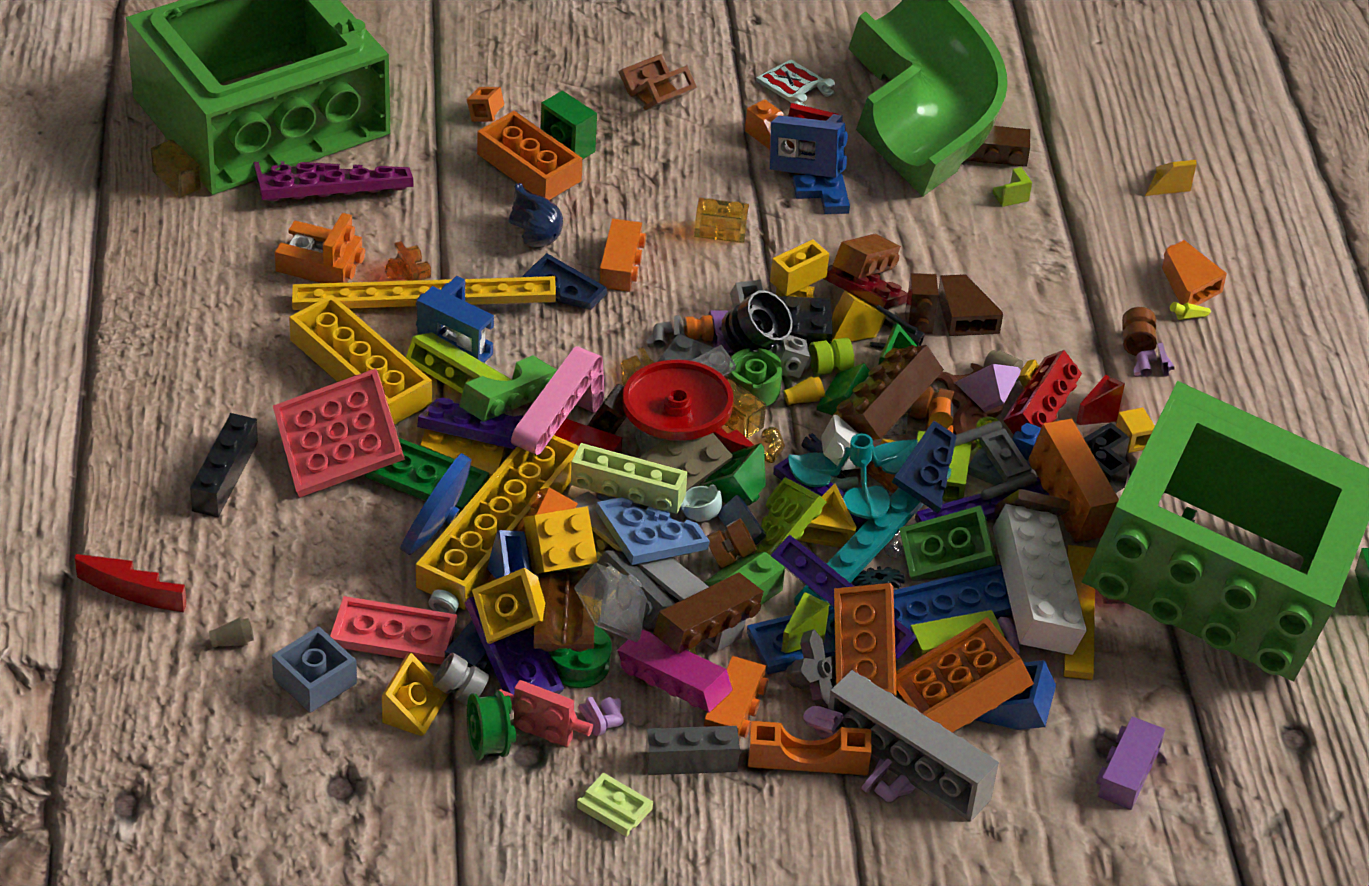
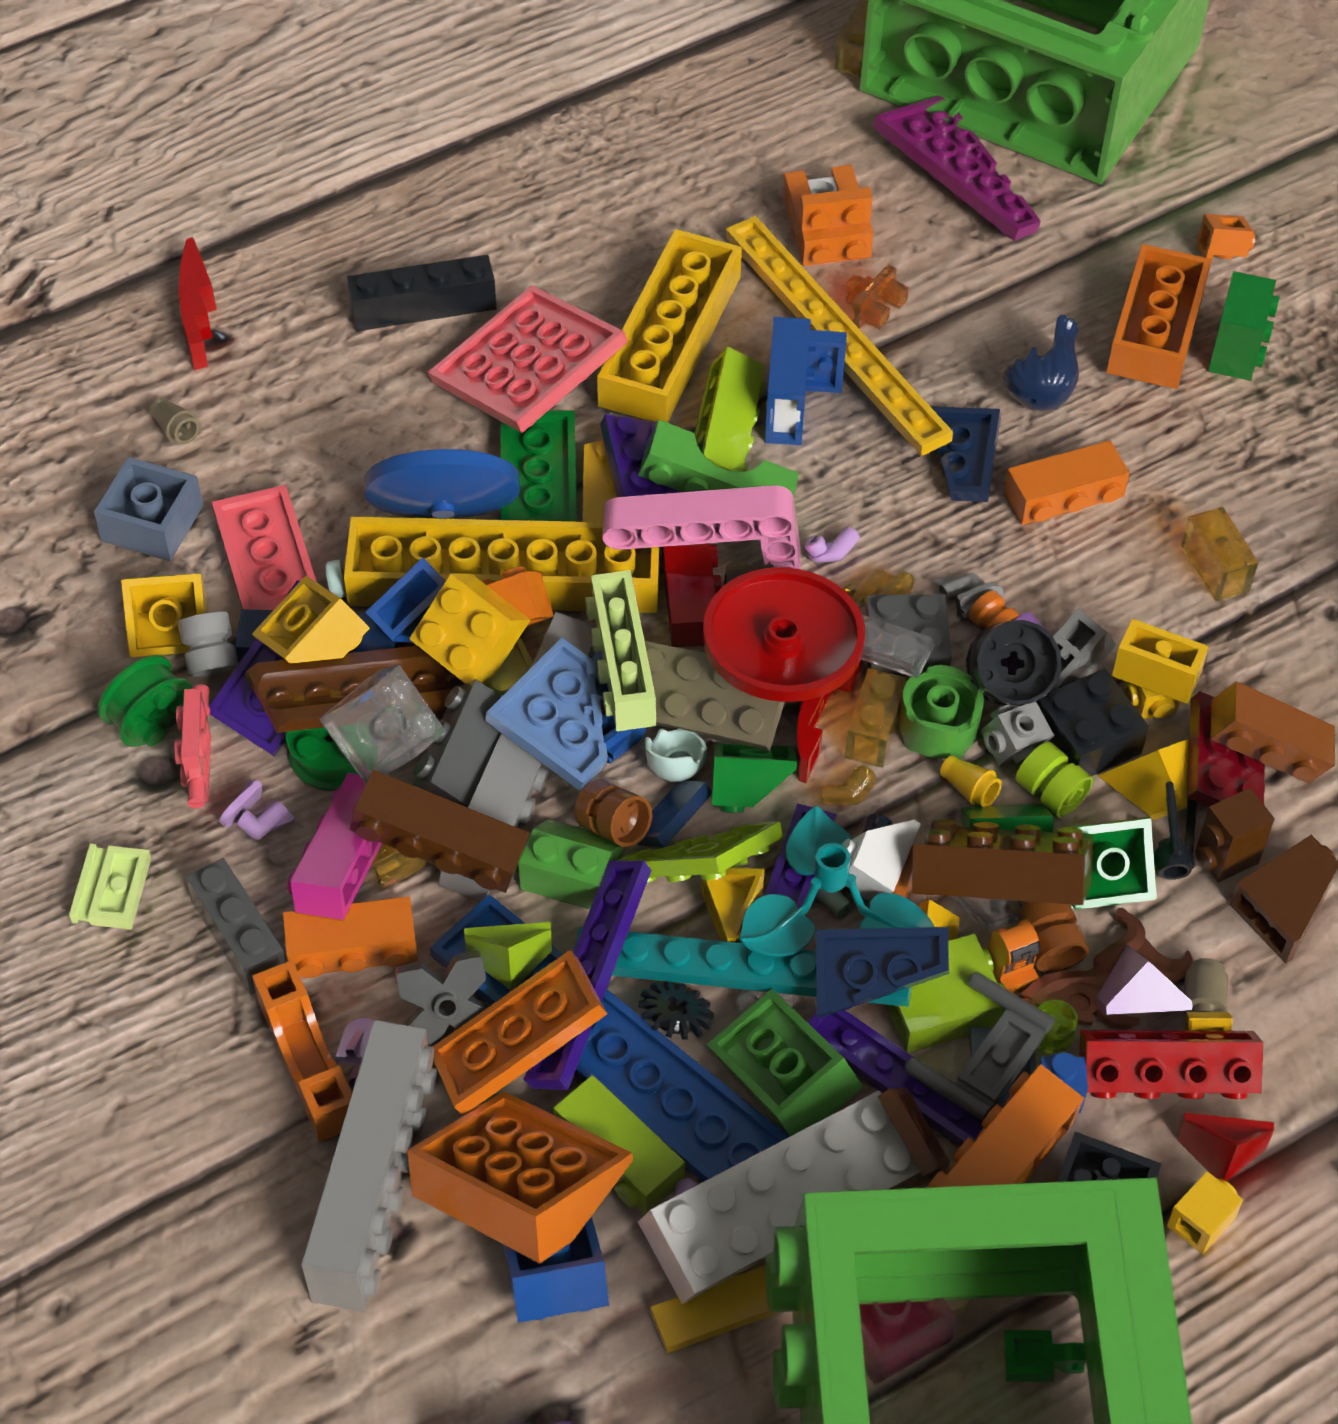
camera: 65 degrees right, 10 degrees up
(899, 787) = (298, 1177): lavender piece -> none

